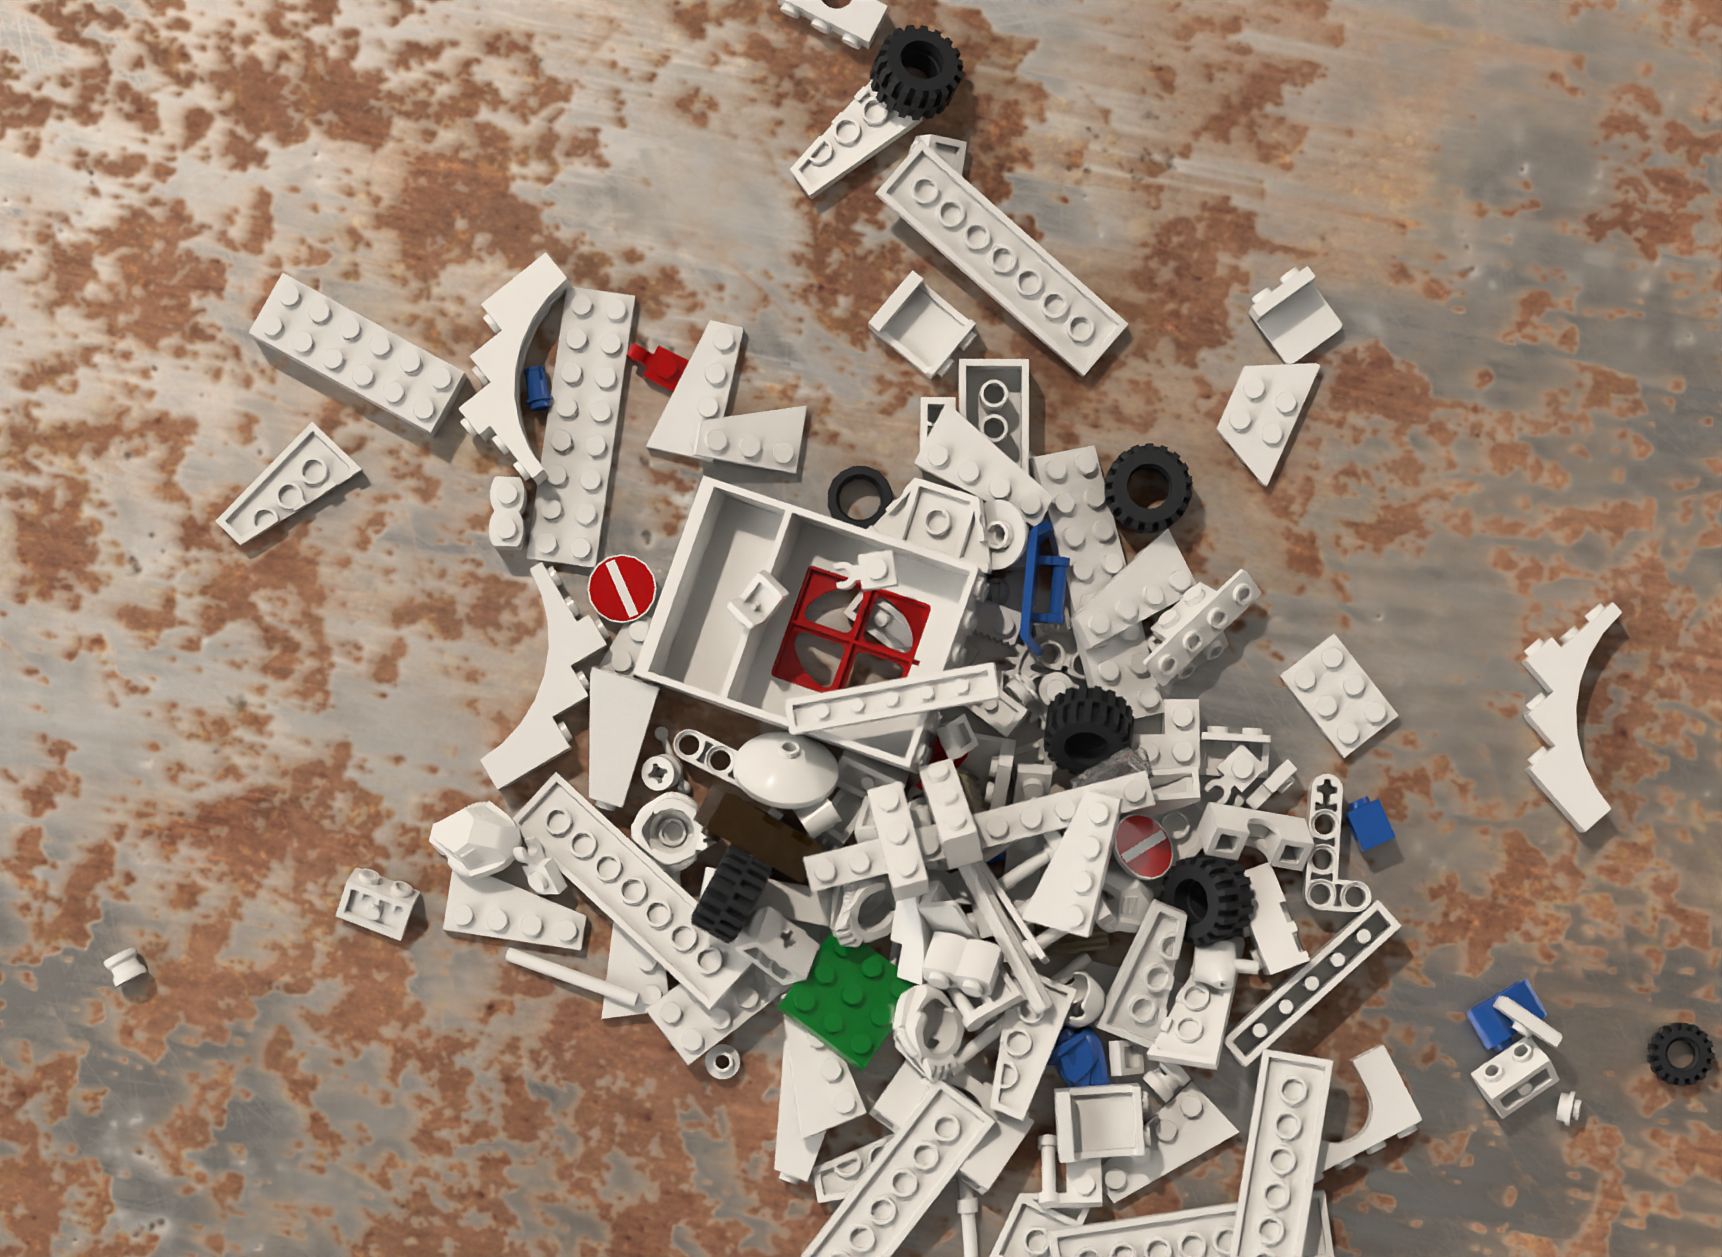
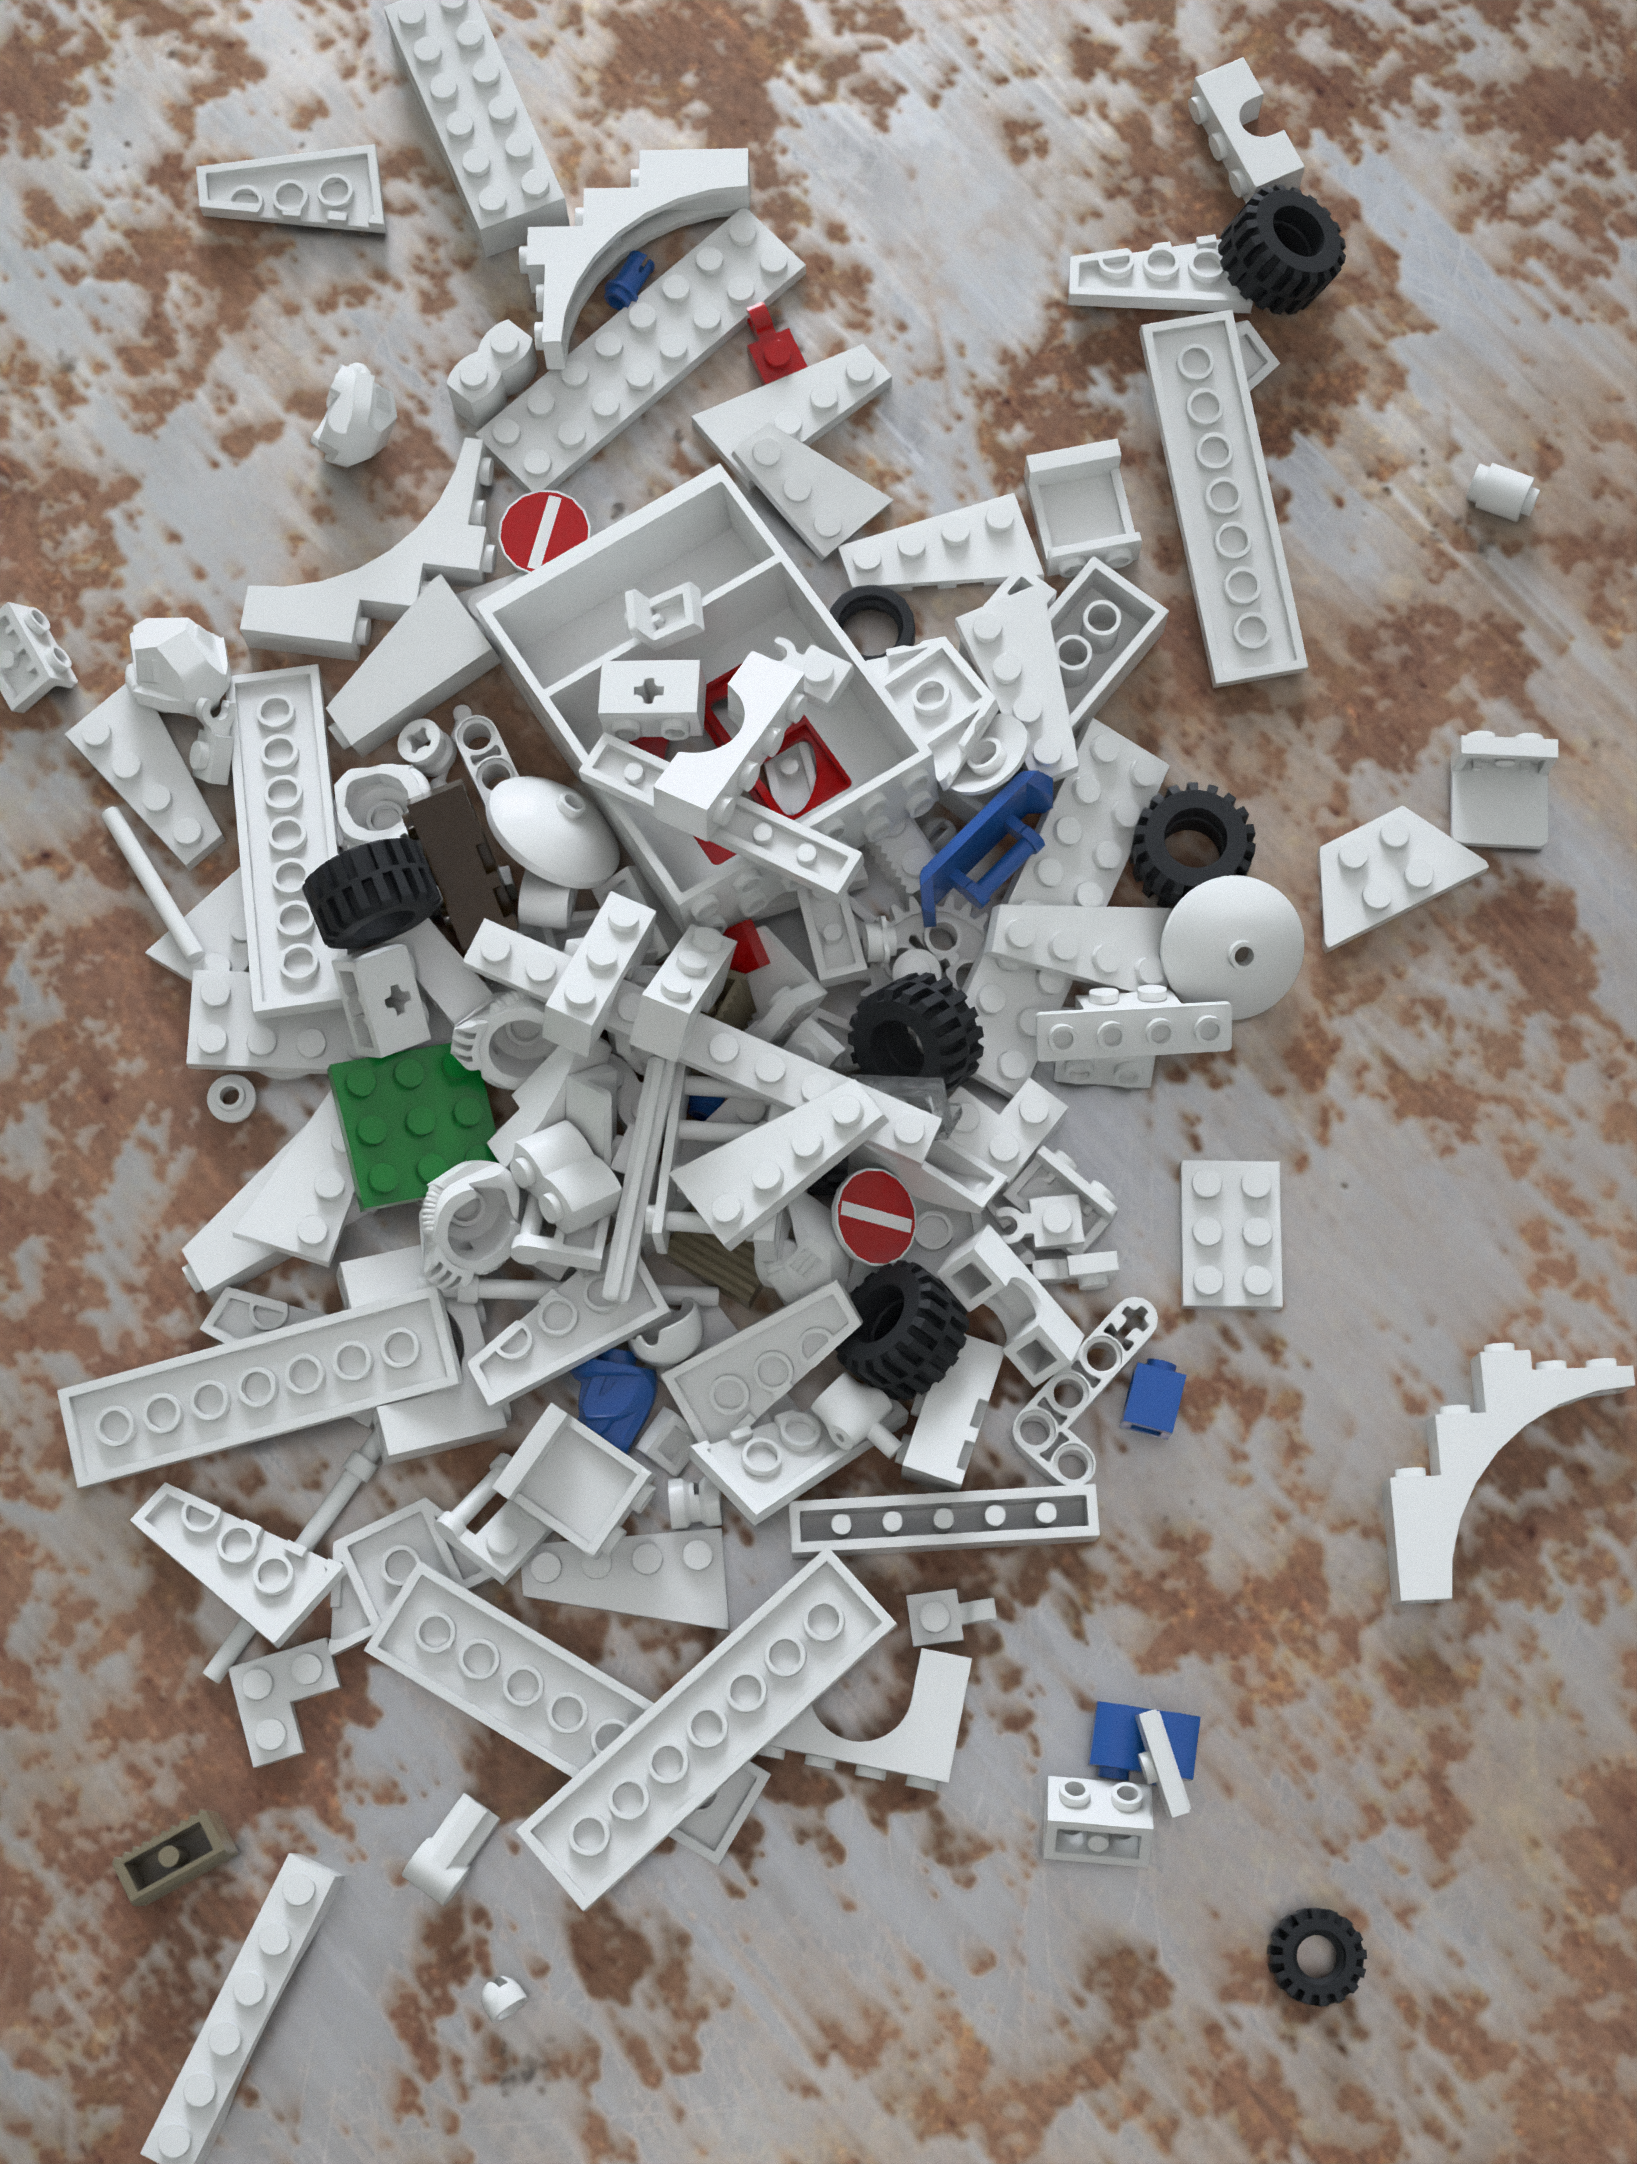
camera: 45 degrees right, 10 degrees down
(451, 607) = (356, 419): none -> white helmet
(776, 660) = (652, 699): none -> white brick
(867, 405) = (945, 550): none -> white wing
(875, 695) = (702, 788): none -> white arch
(956, 736) = (764, 931): white plate -> none
(1157, 123) = (1503, 492): none -> white brick
(1202, 523) = (1210, 928): none -> white dish
(1346, 1033) = (939, 1616): none -> white plate
(1568, 1108) = (1133, 1912): white plate -> none

